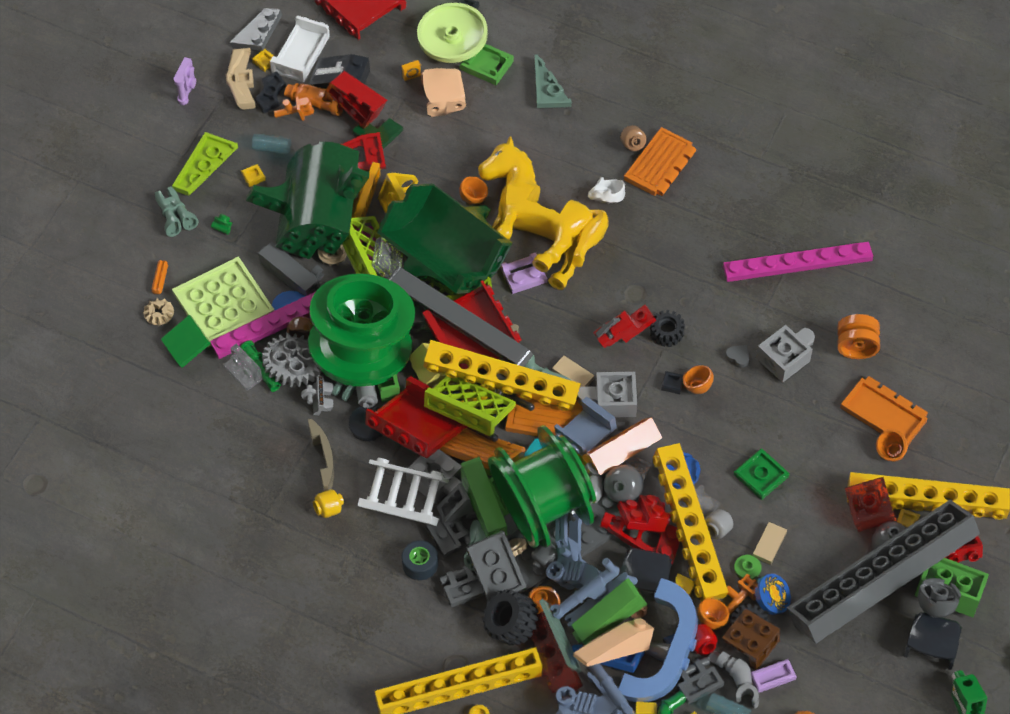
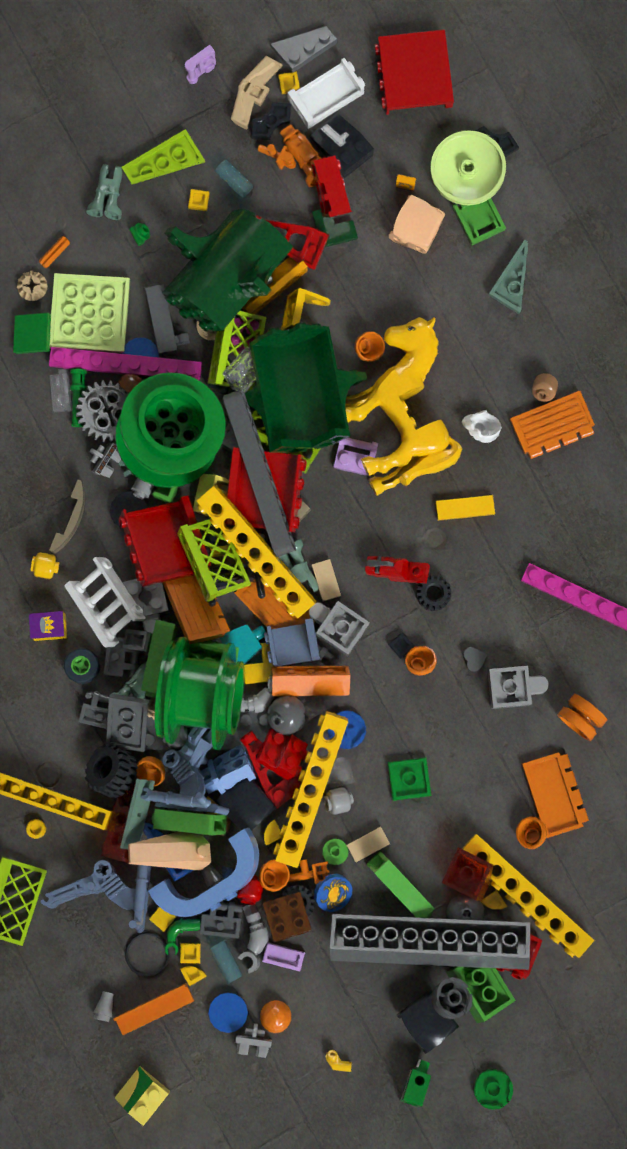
camera: 35 degrees right, 25 degrees up
(367, 546) = (48, 626): none -> dark purple piece
(612, 546) = (227, 770): none -> medium blue hips
(640, 257) = (465, 507): none -> yellow tile
(819, 551) = (400, 886): none -> bright green slope

